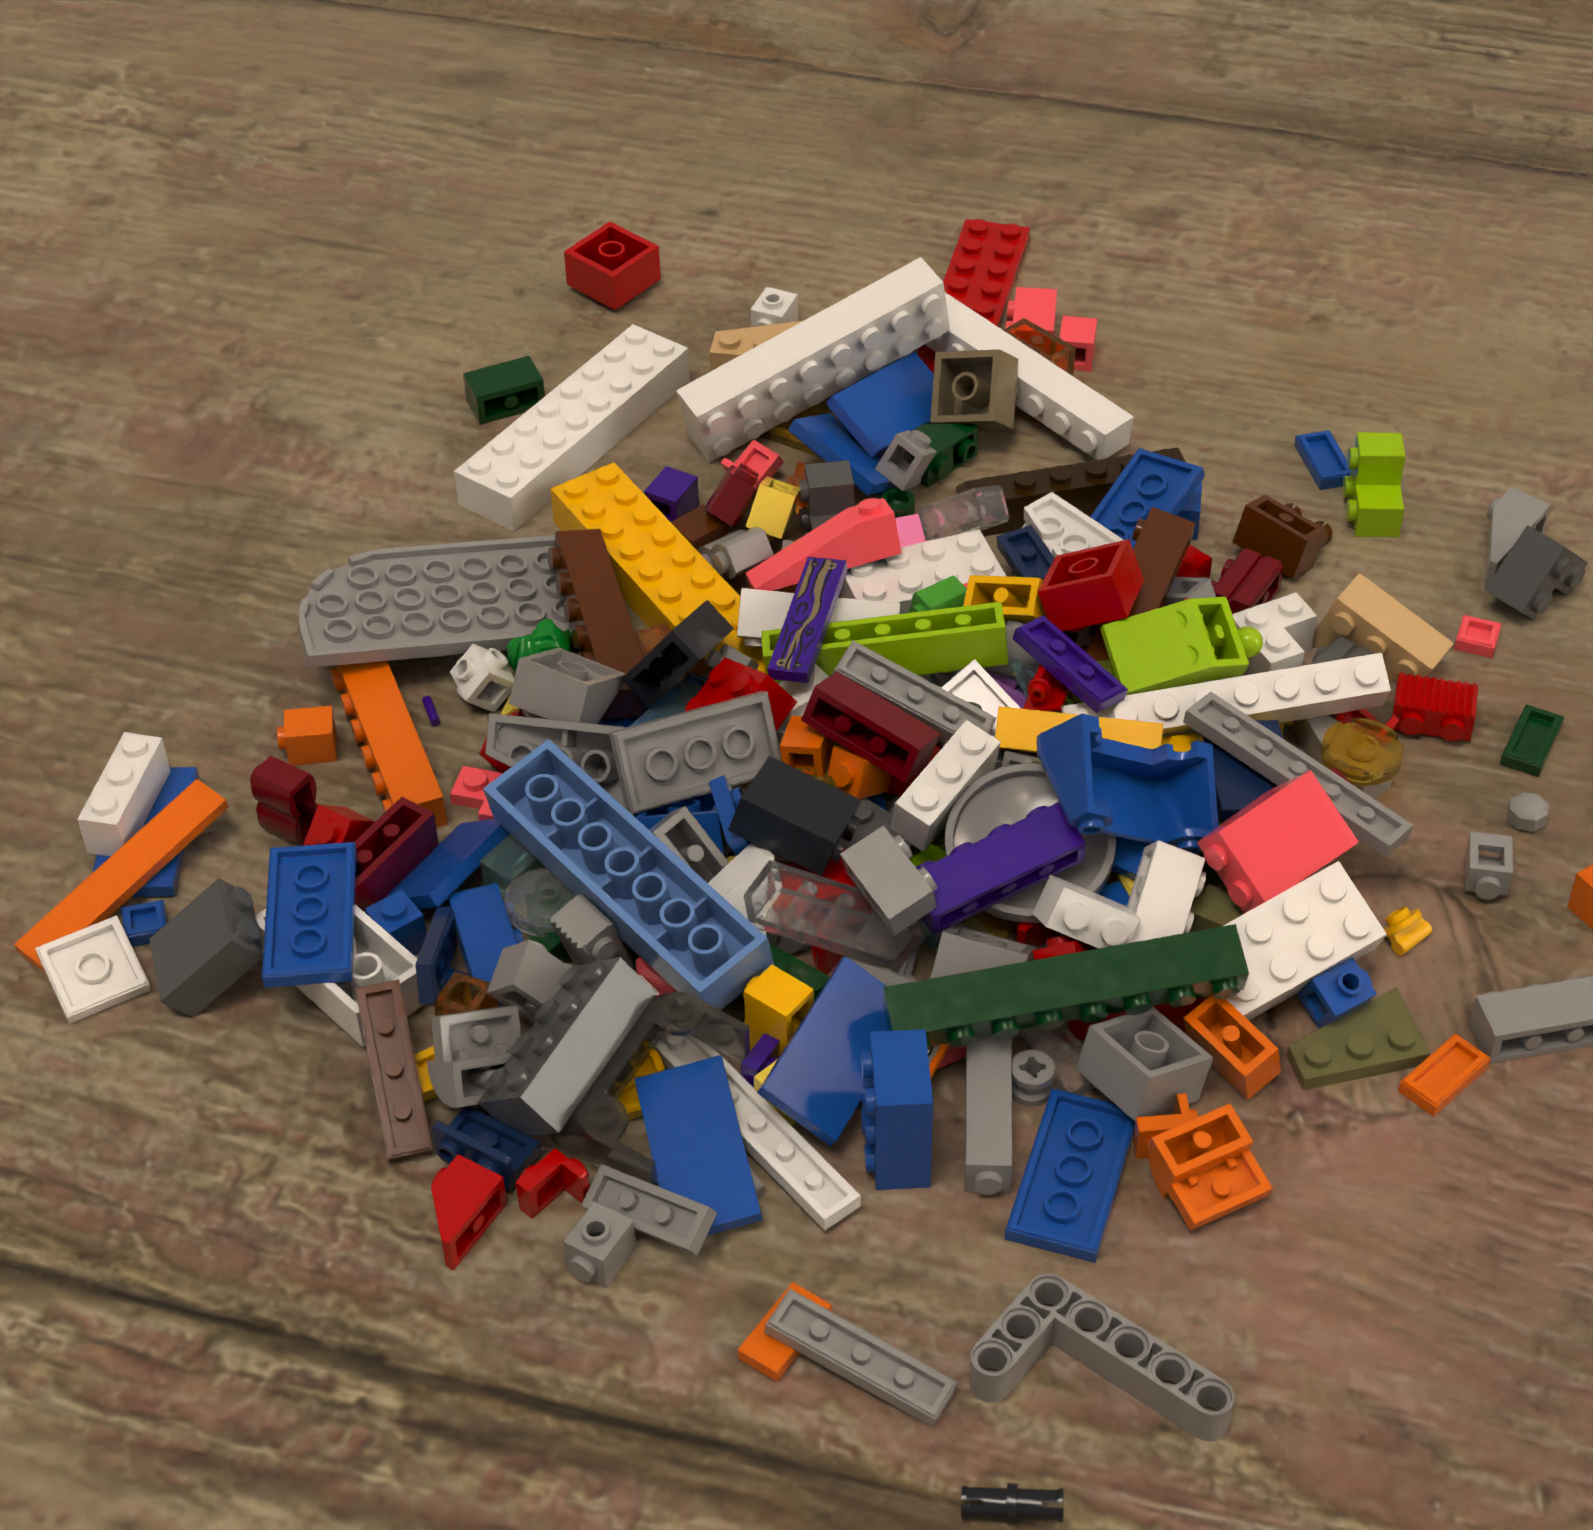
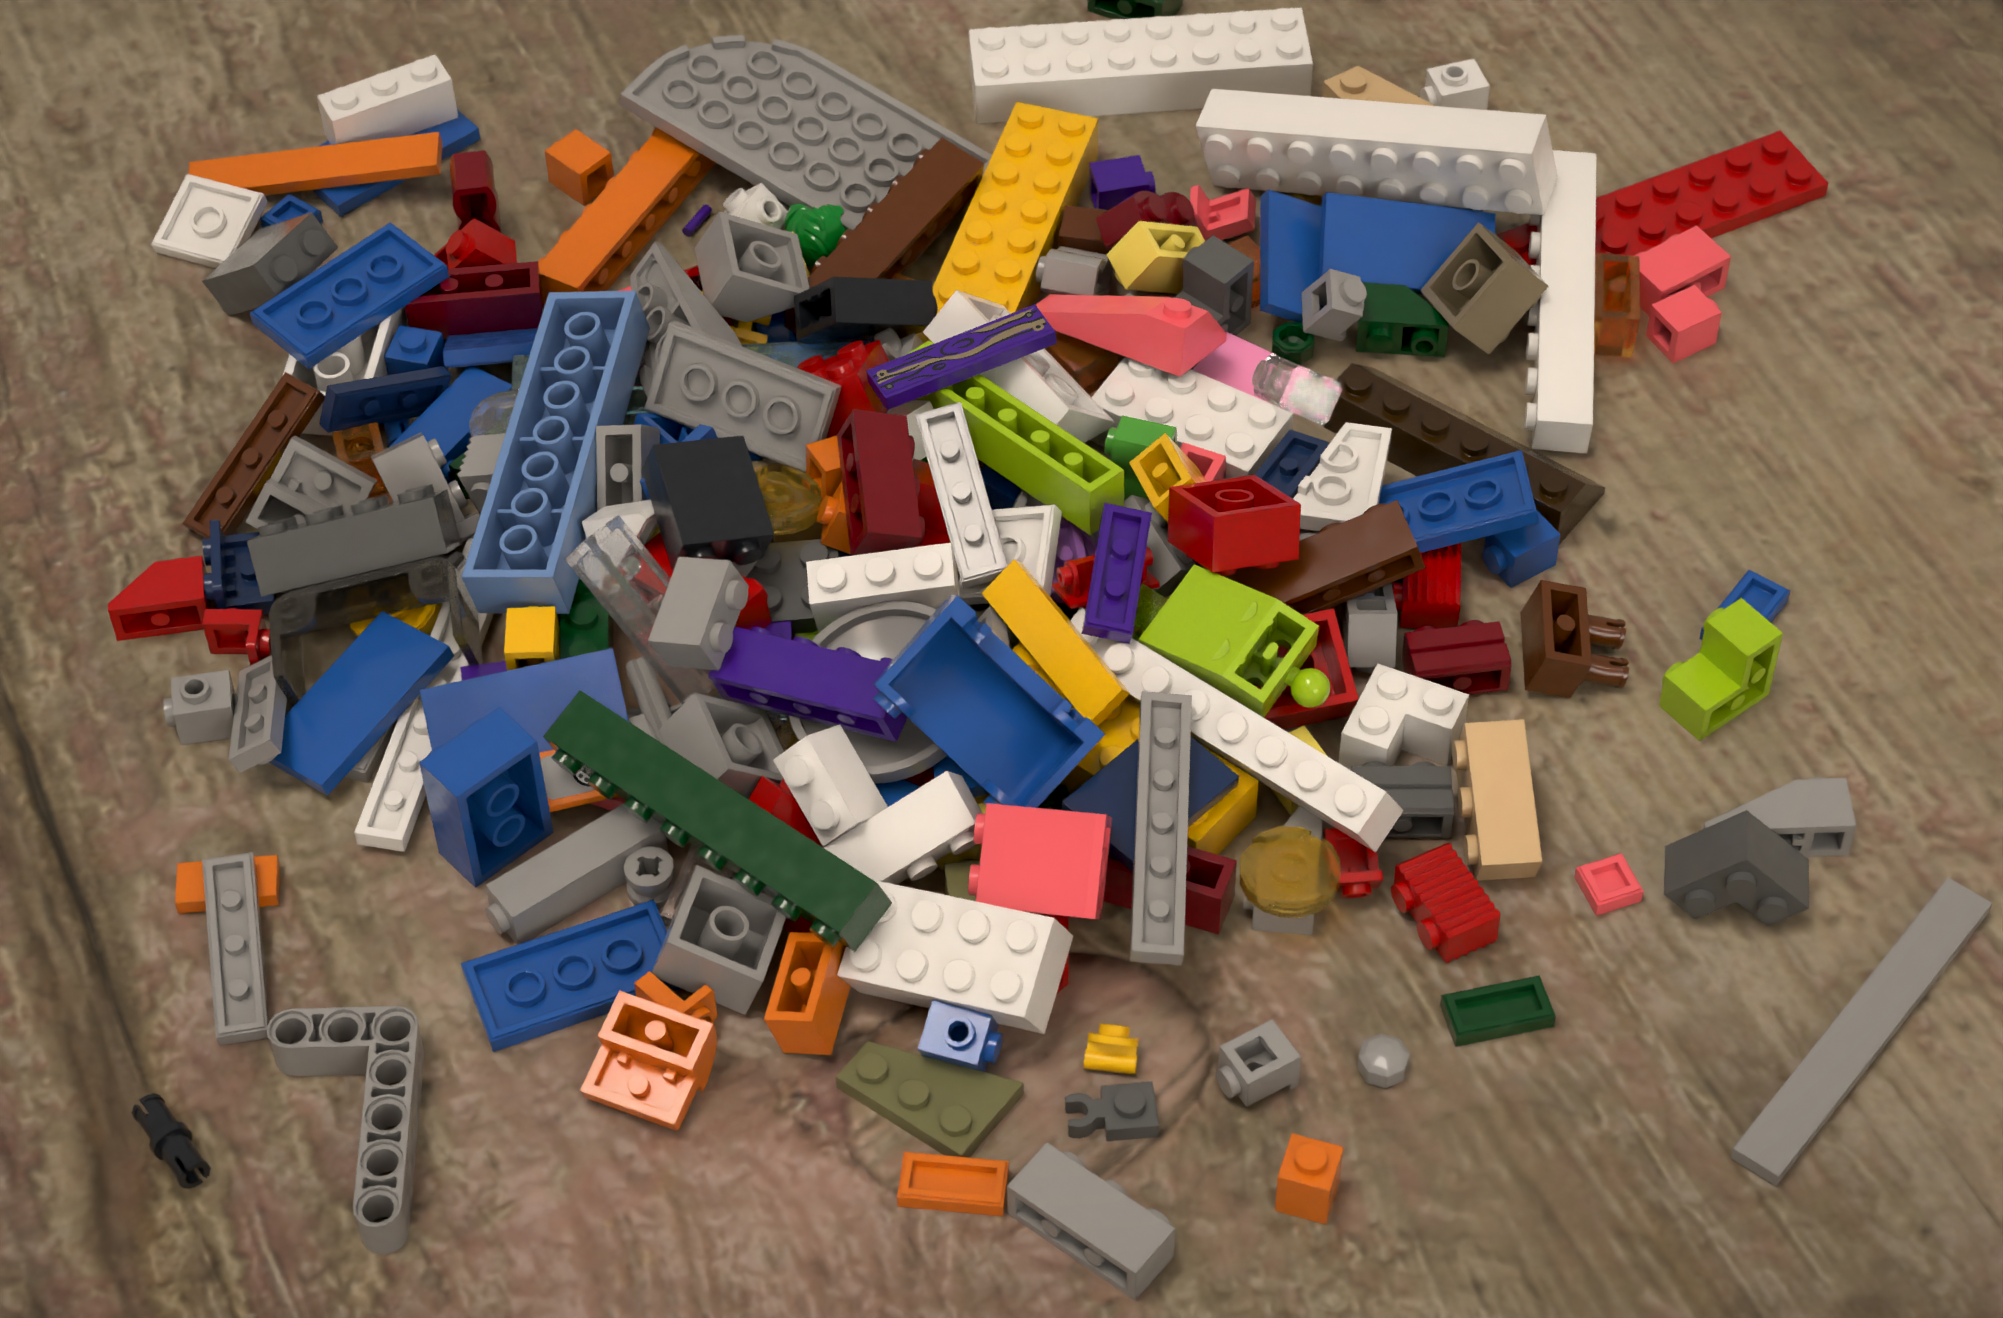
camera: 50 degrees right, 5 degrees up
(1456, 957) = (1123, 1110): none -> dark grey plate

